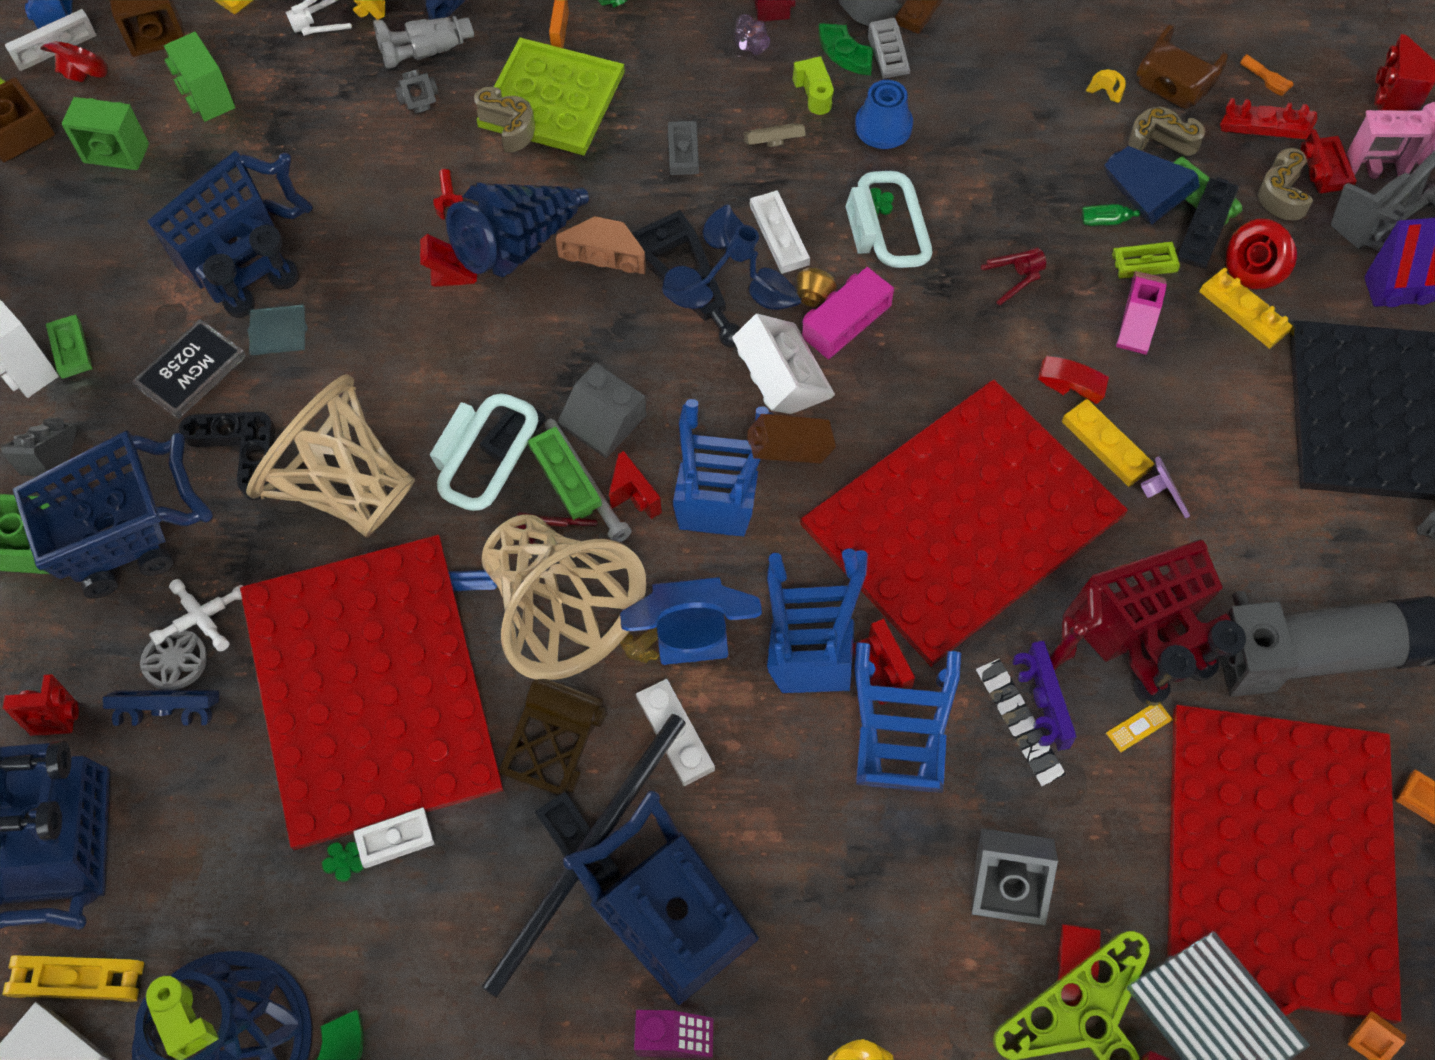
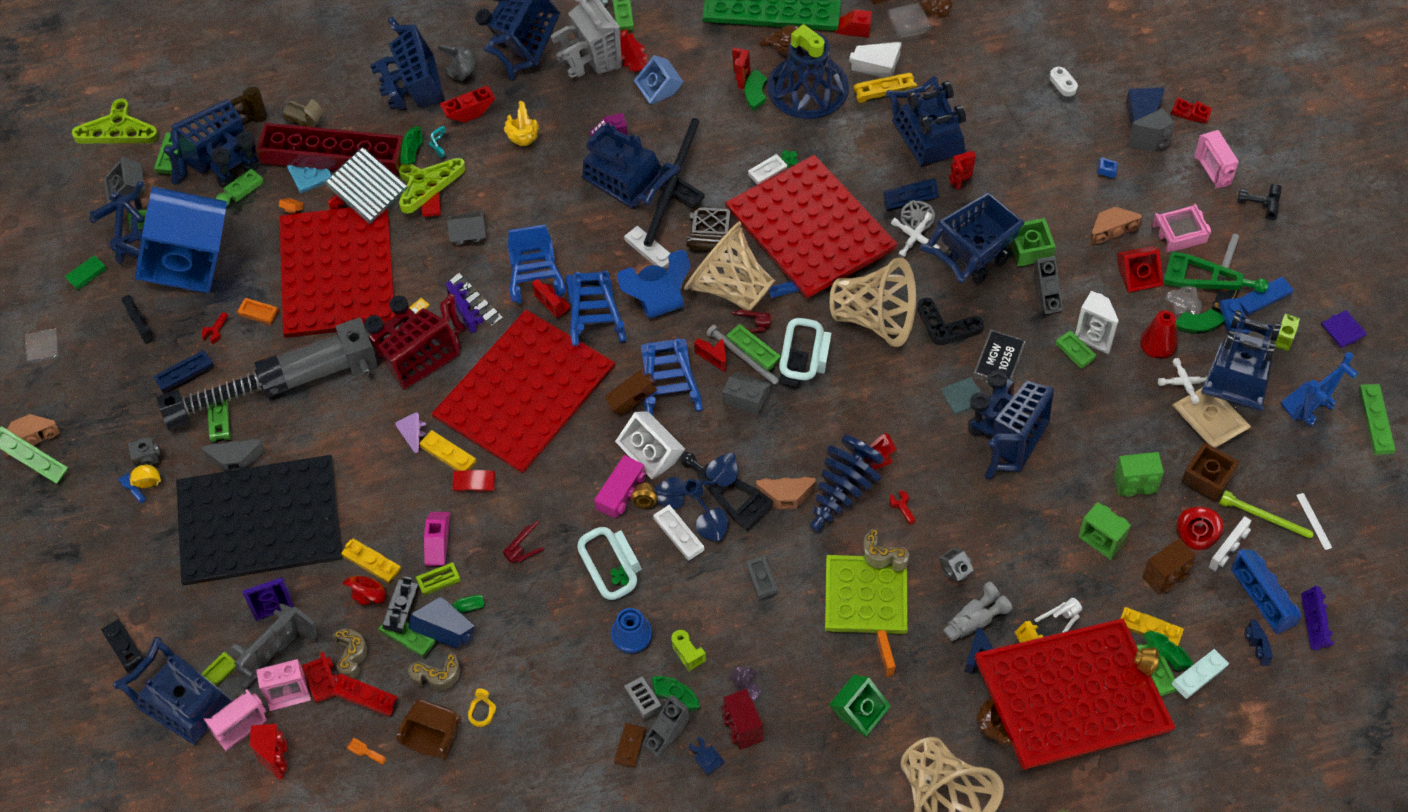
camera: 165 degrees right, 5 degrees down
(774, 135) = (703, 602): dark tan plate -> none

